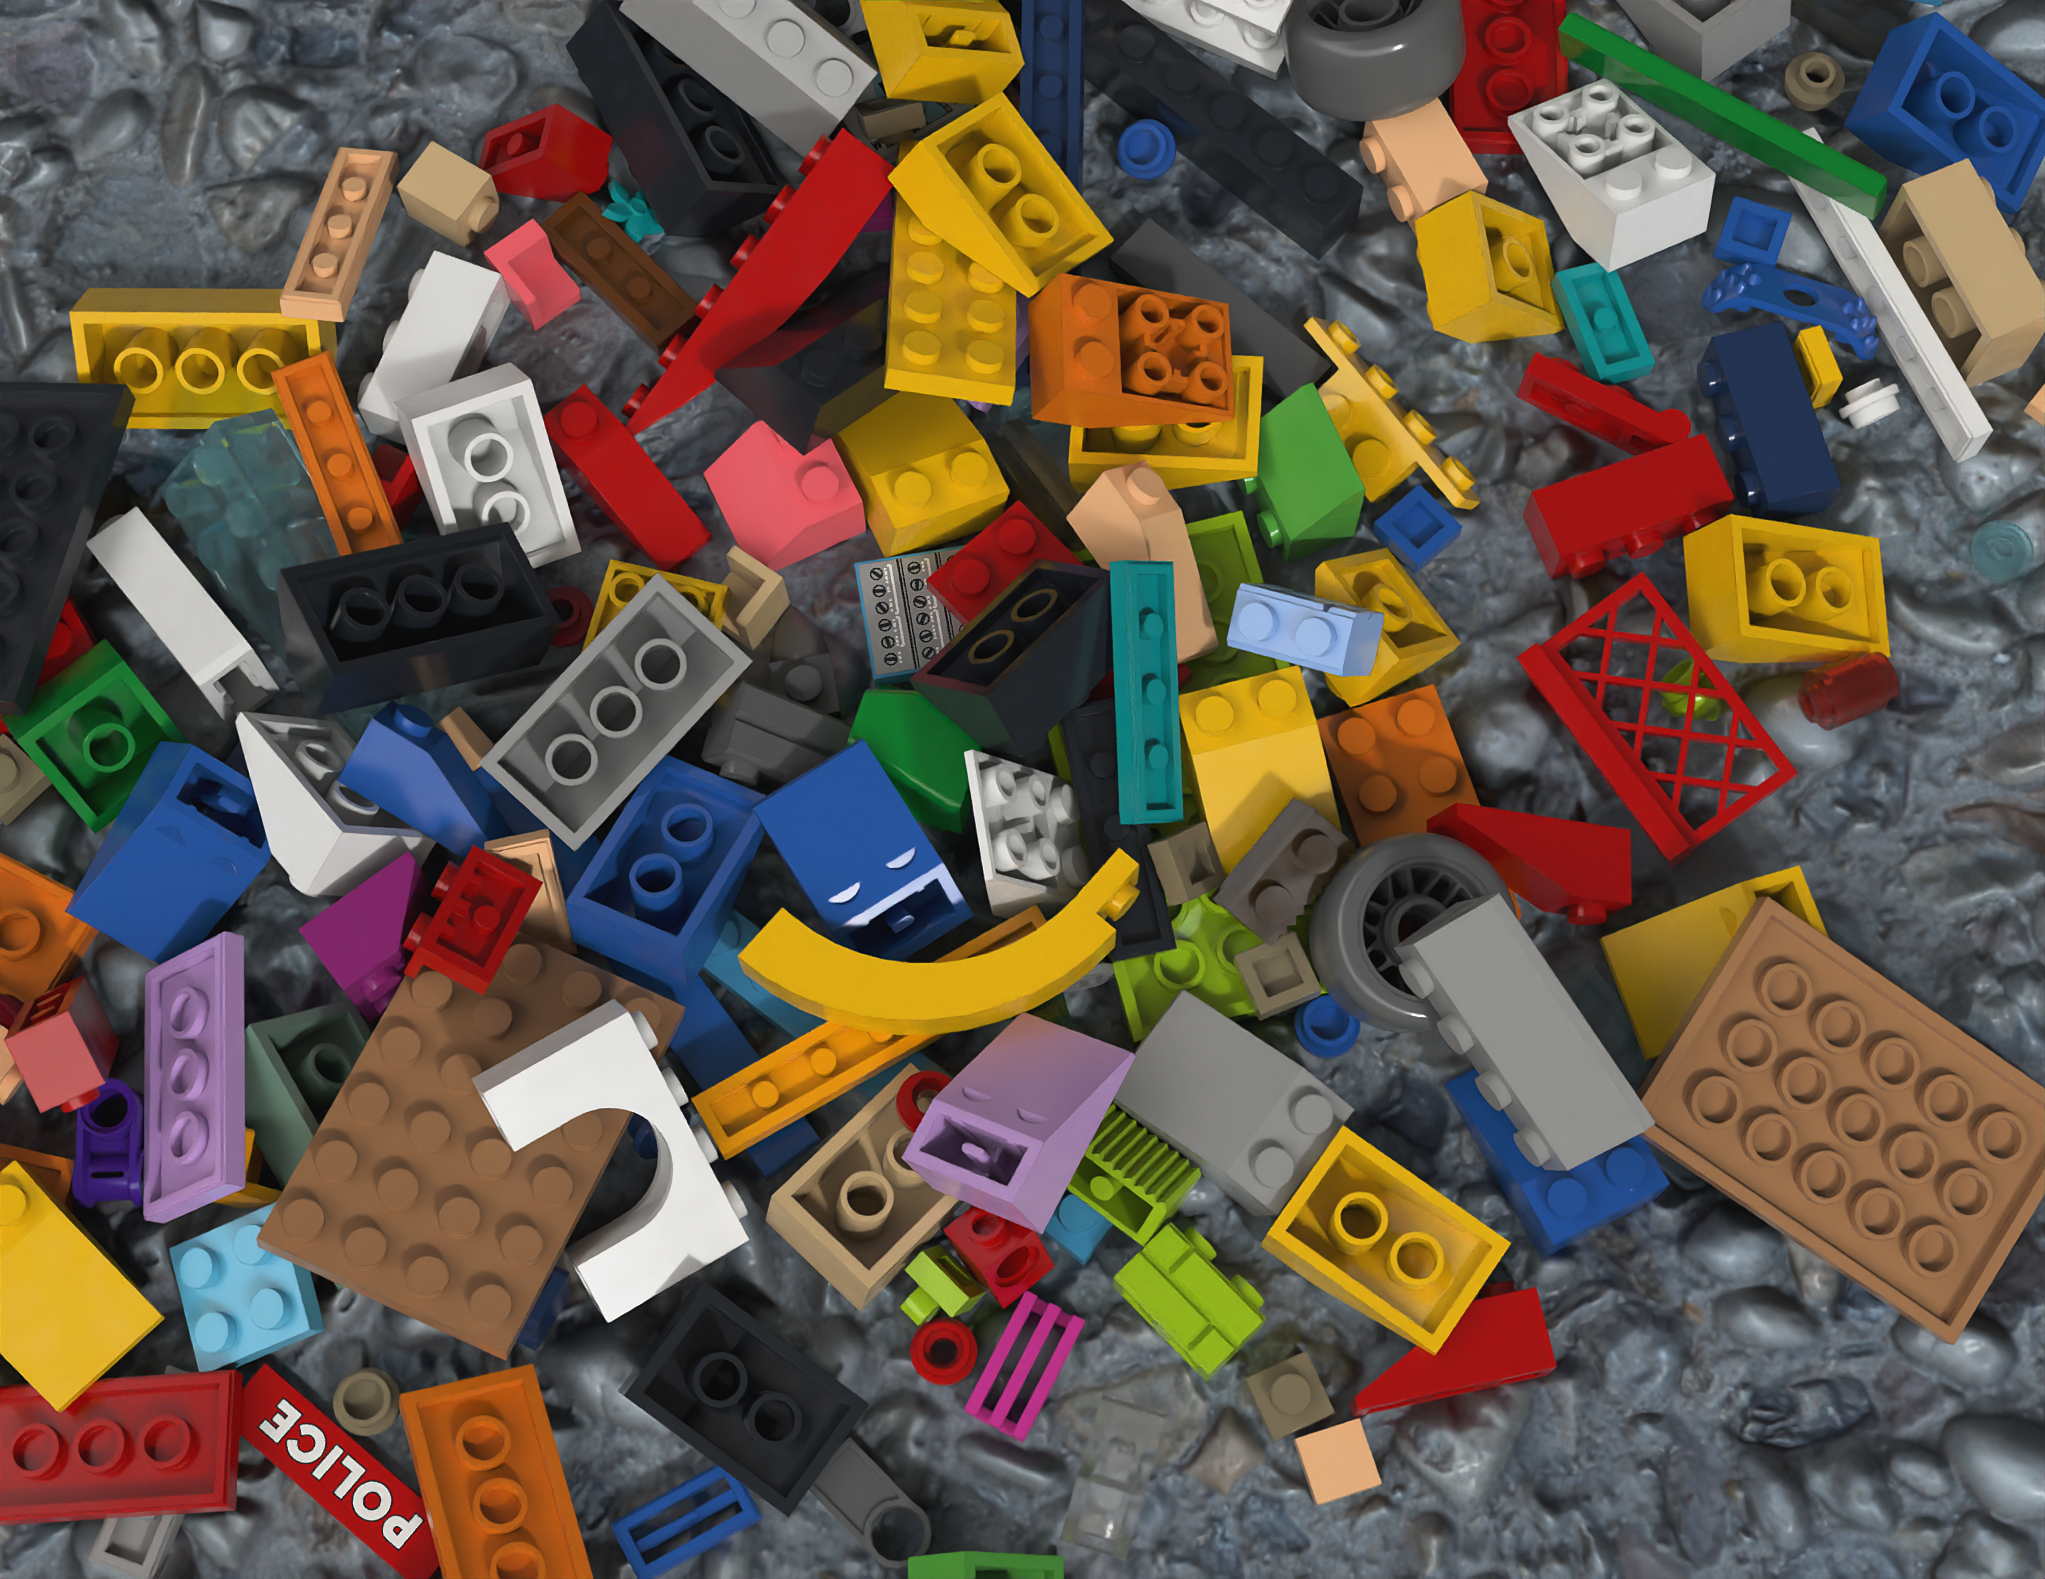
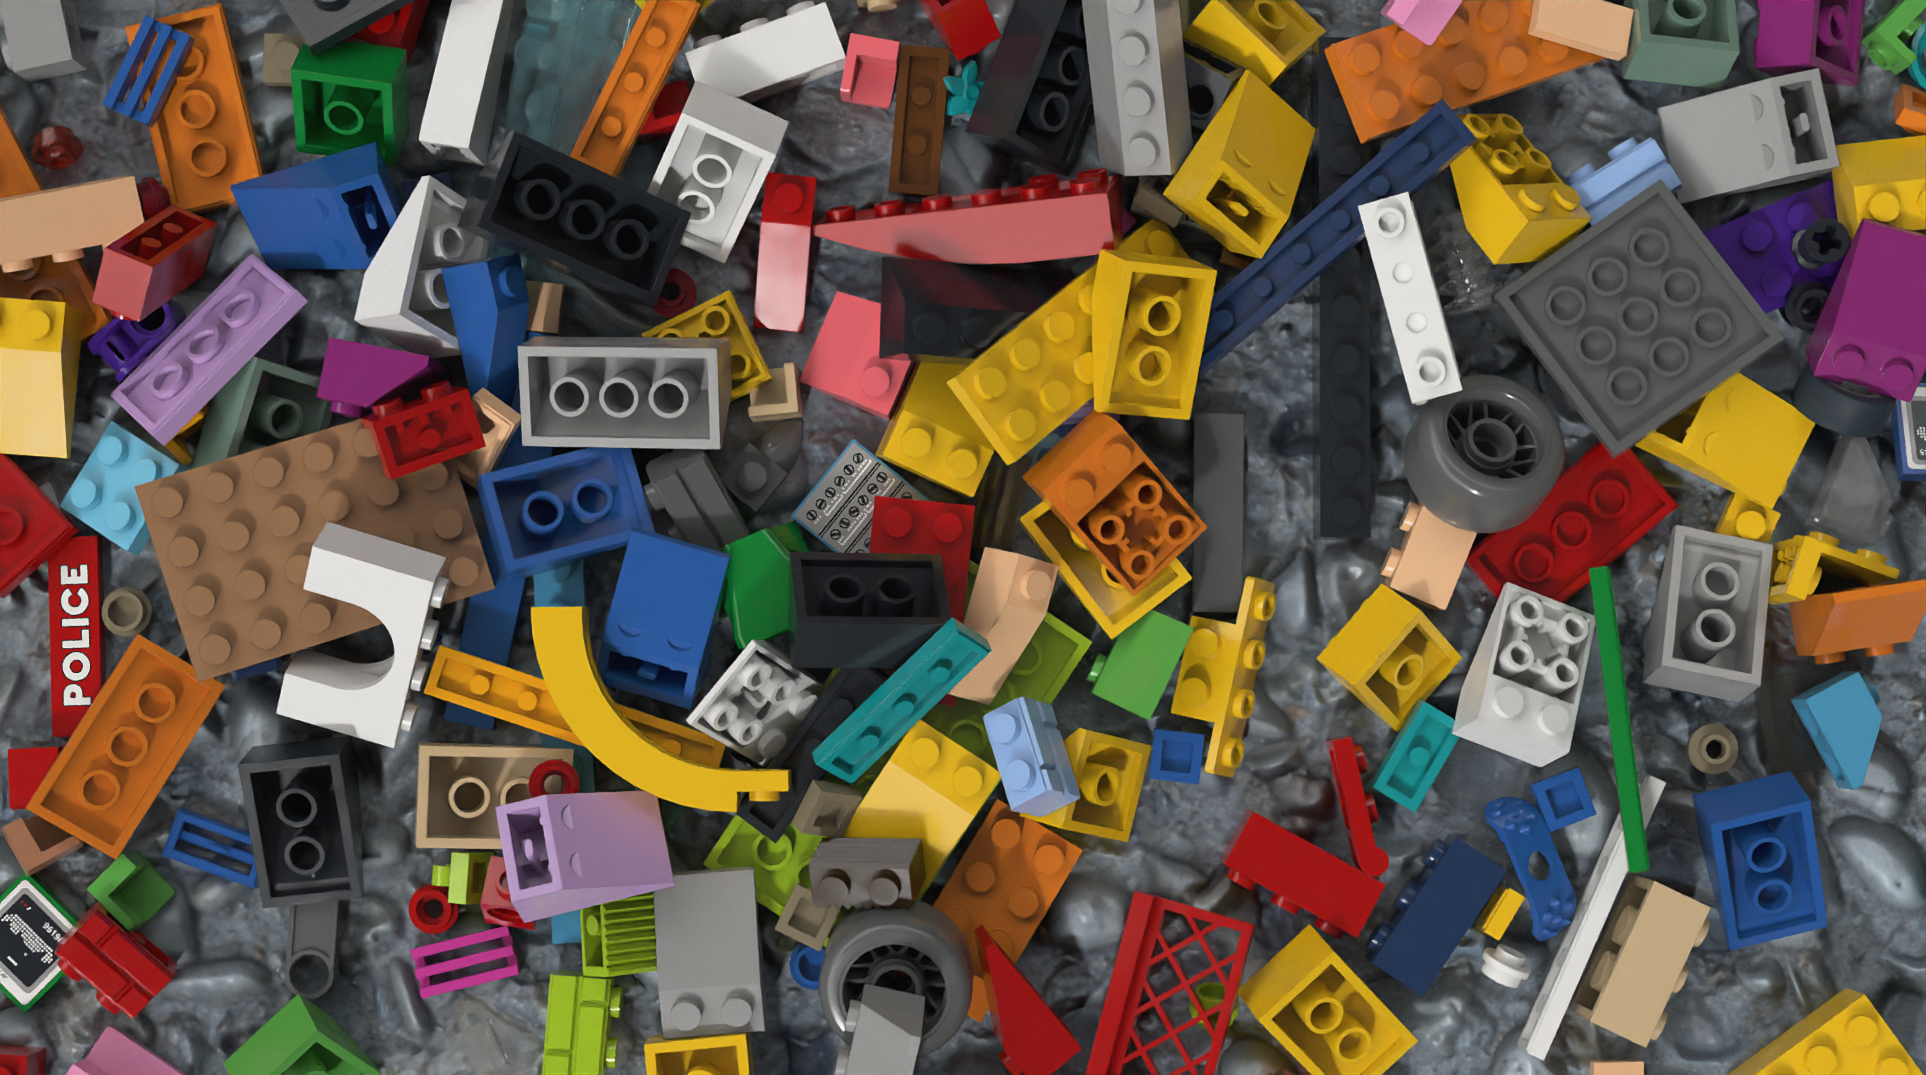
camera: 45 degrees right, 15 degrees up
(1146, 149) = (1290, 370): blue plate -> none

